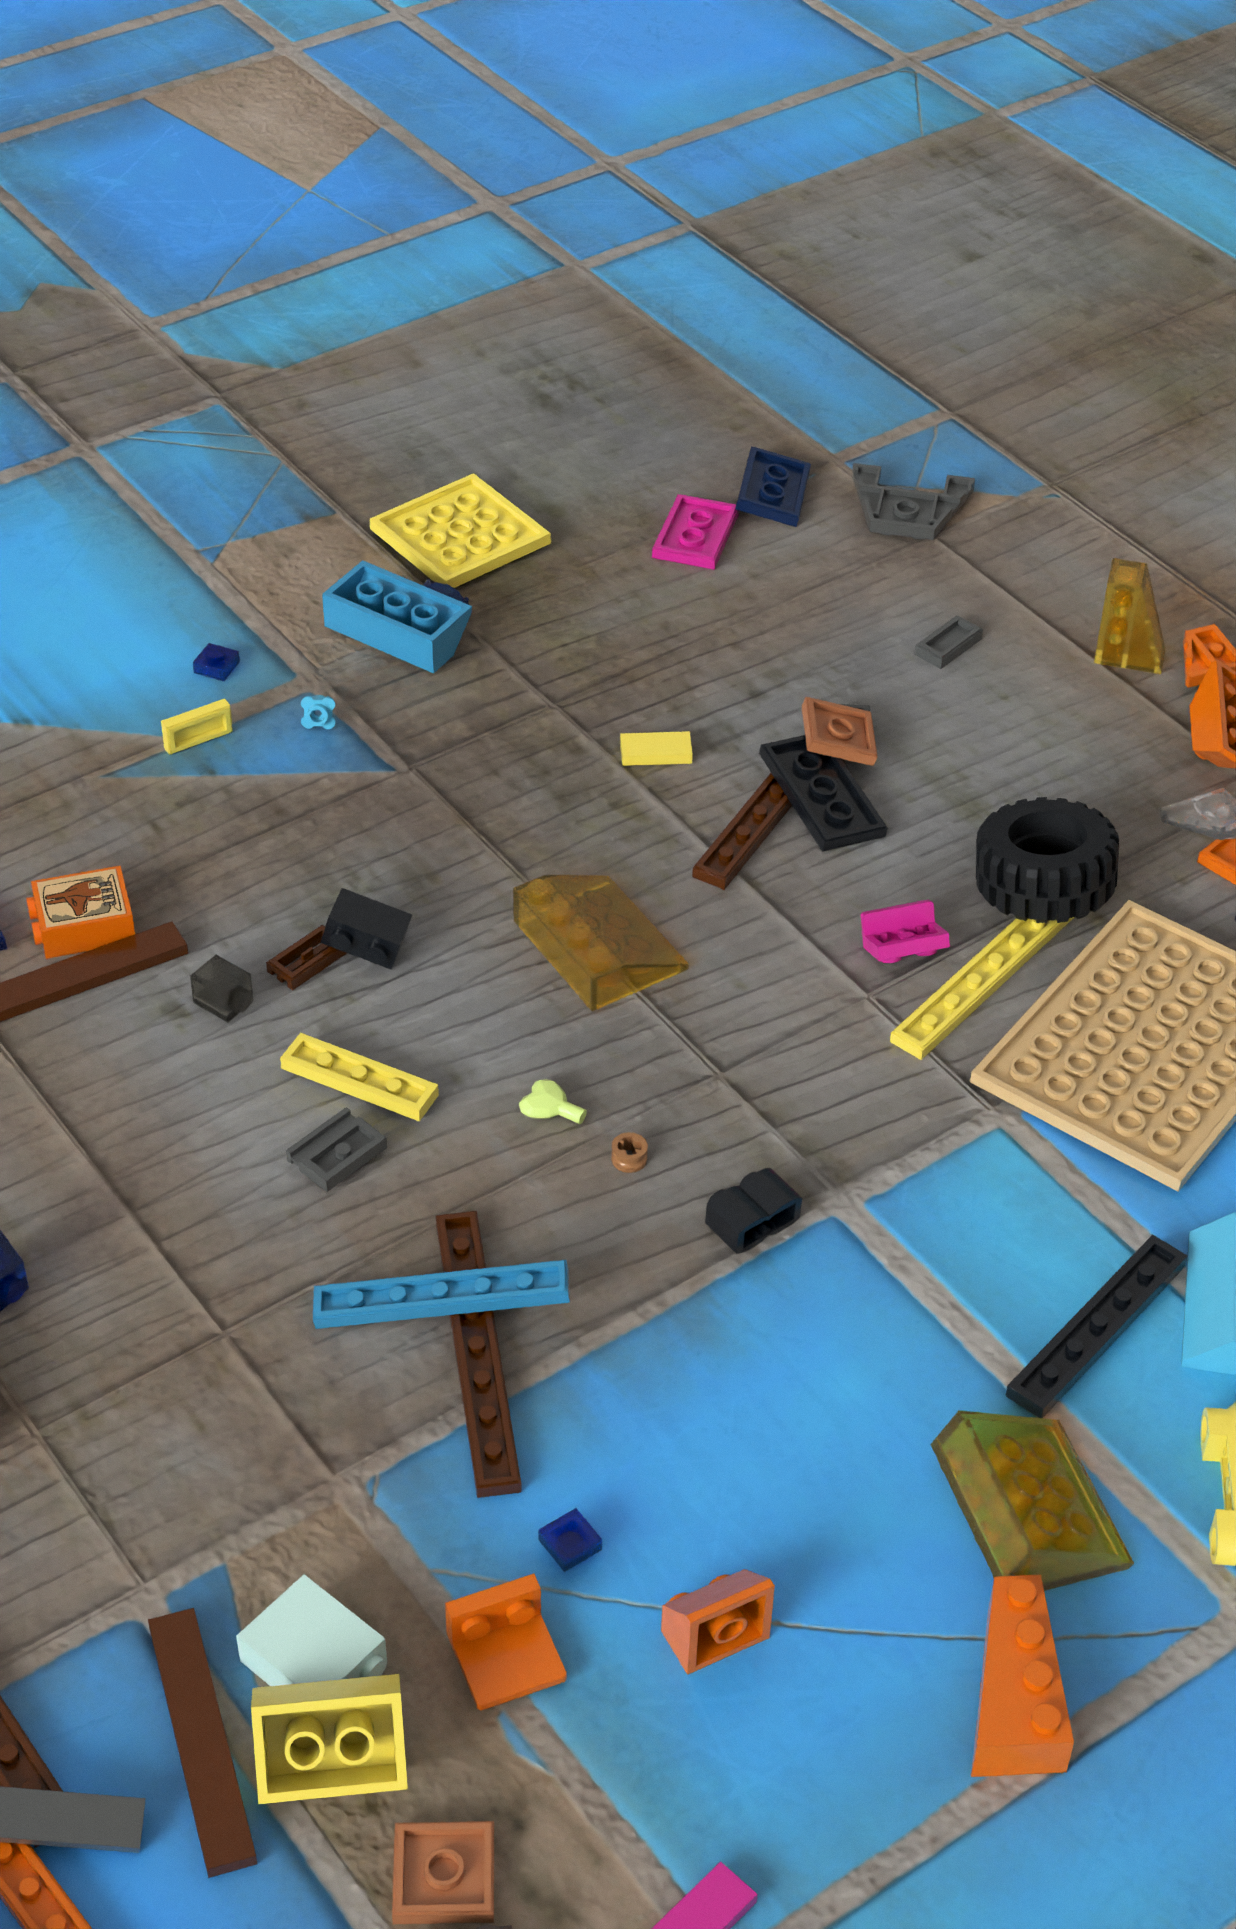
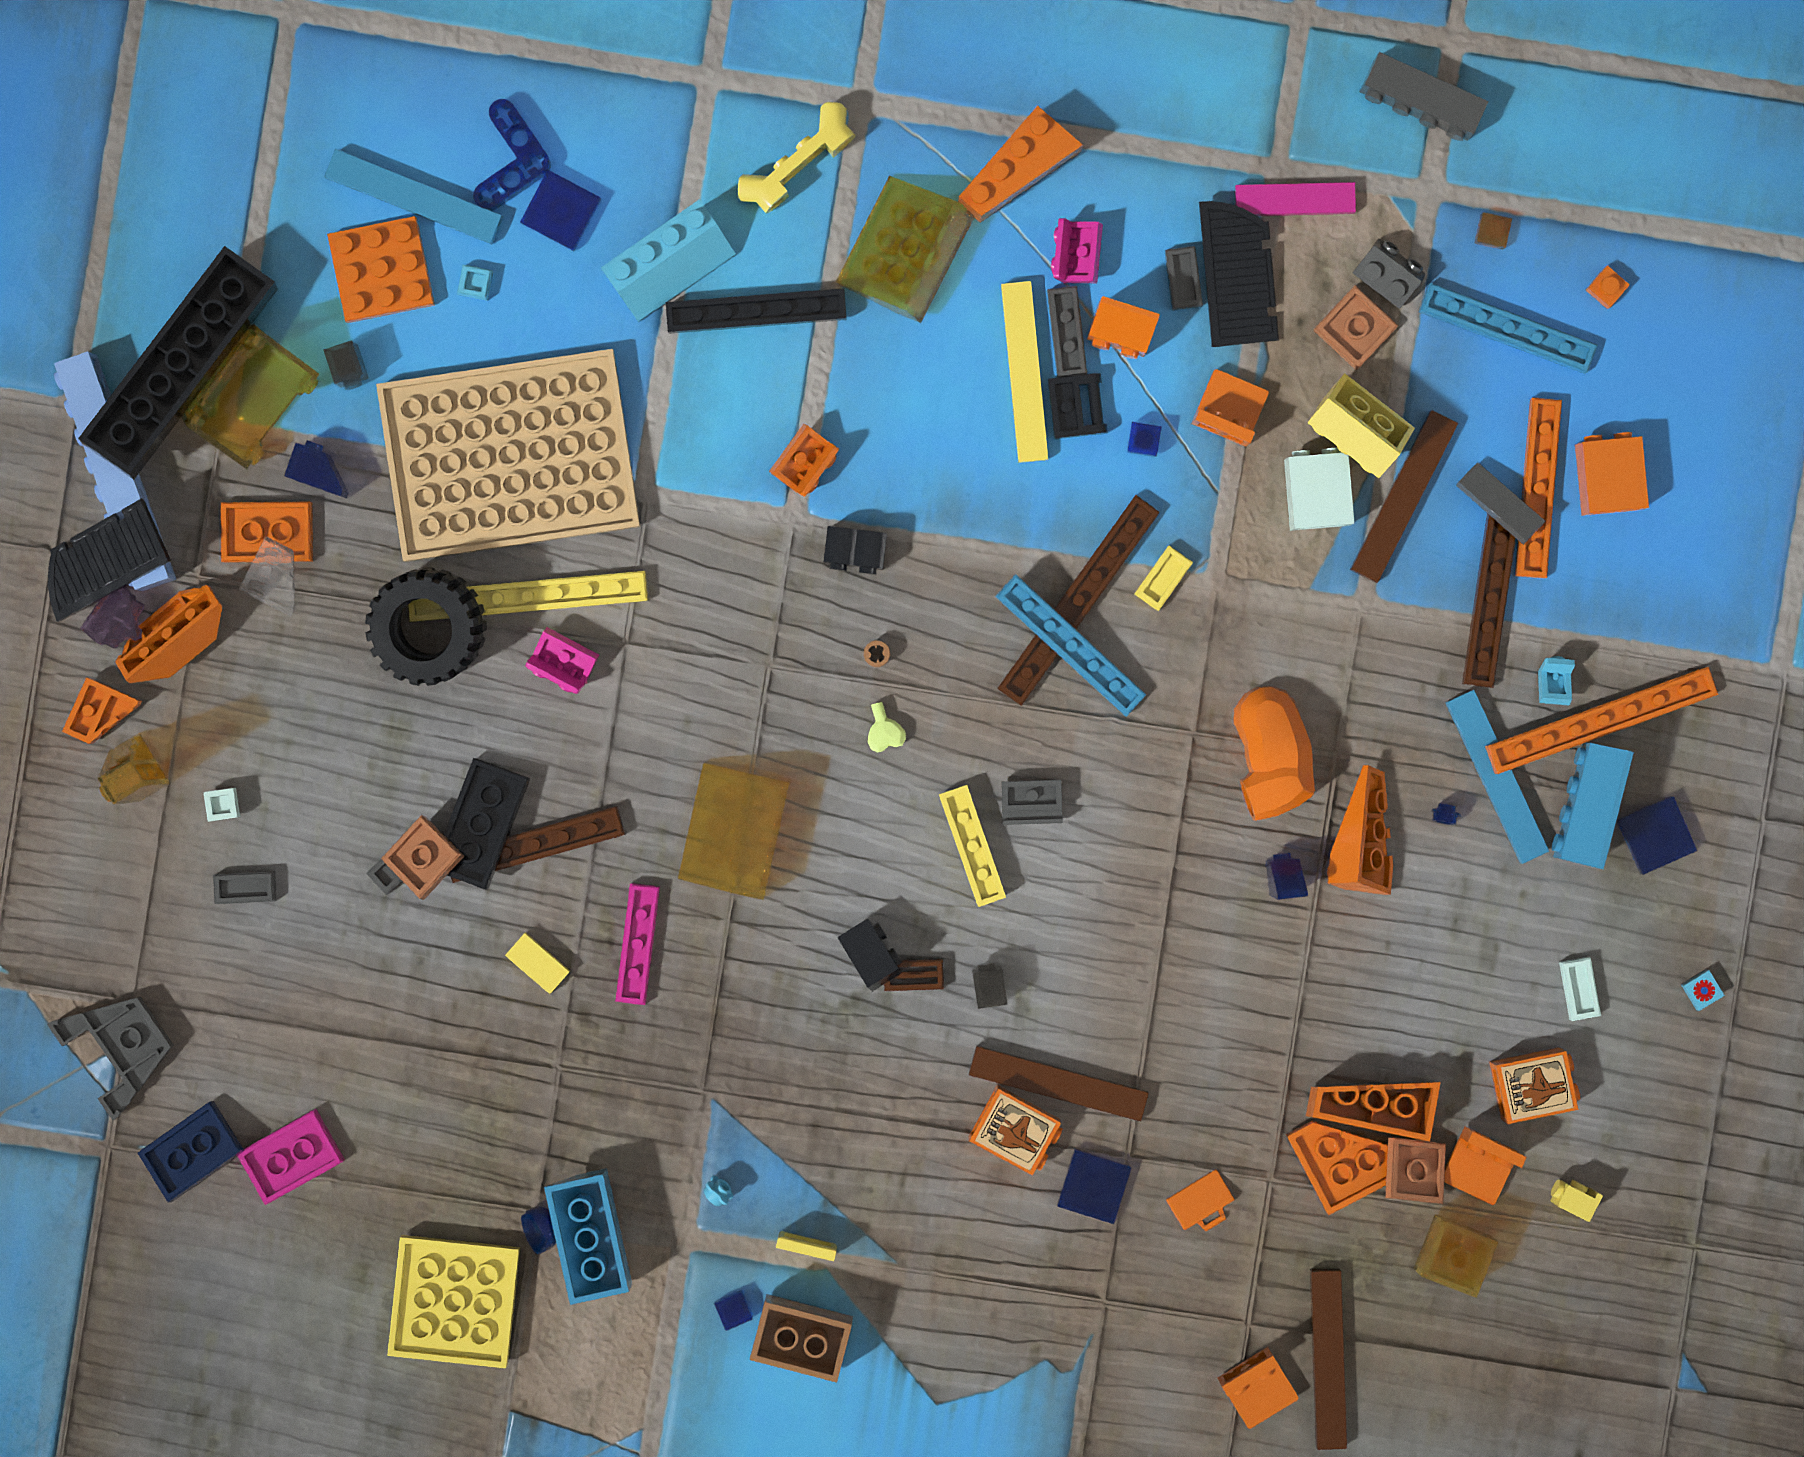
camera: 135 degrees left, 45 degrees up
(112, 1369) = (1275, 752): none -> orange piece
(135, 667) = (801, 1338): none -> medium nougat brick
(405, 1438) = (1163, 578): none -> light yellow tile
(588, 815) = (637, 944): none -> dark pink tile
(648, 1799) = (1237, 275): none -> black piece
(686, 1501) = (1067, 407): none -> black plate
(705, 1744) = (1183, 278): none -> dark grey tile
(774, 1502) = (1024, 372): none -> light yellow tile
(796, 1591) = (1066, 331): none -> dark grey tile
(856, 1653) = (1077, 251): none -> dark pink bracket
(891, 1239) = (804, 461): none -> orange bracket
(1037, 668) = (221, 804): none -> light aqua plate

